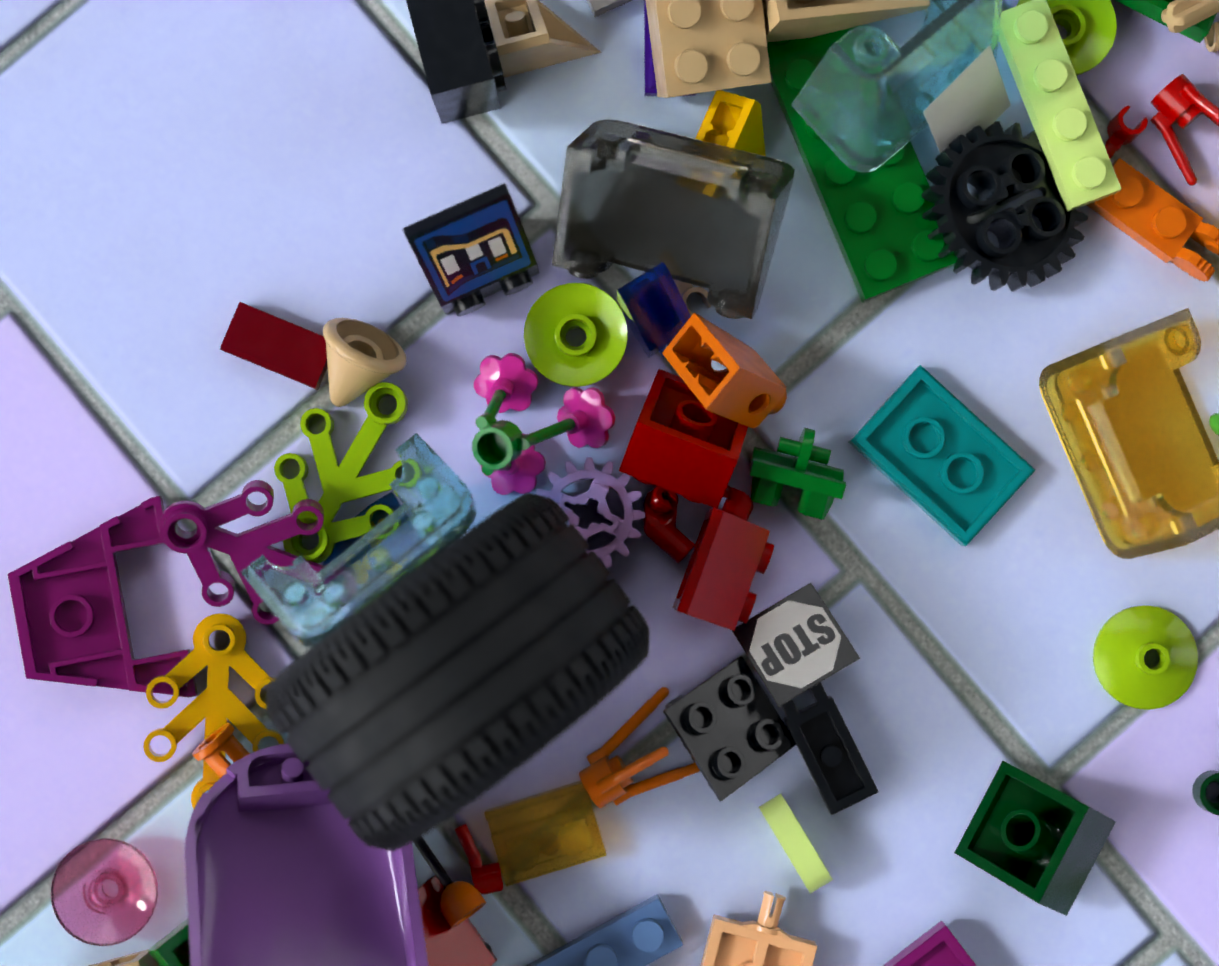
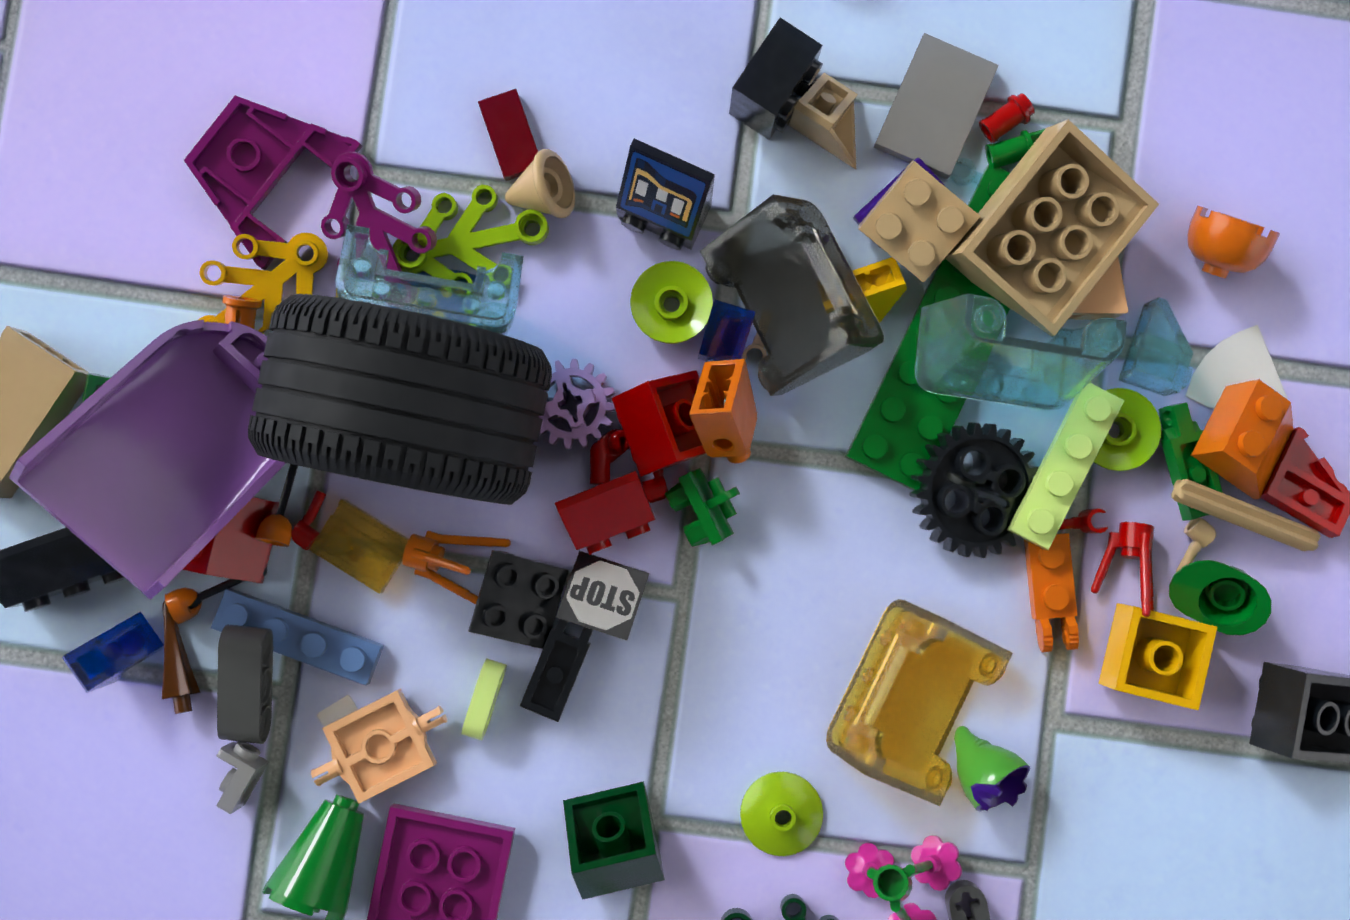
camera: 50 degrees right, 0 degrees up
(85, 907) = (82, 315): clear pink dish -> none
(500, 445) = (565, 332): dark pink plant -> none
(941, 456) = (794, 584): teal tile -> none
(969, 101) = (1021, 411): white sticker -> none

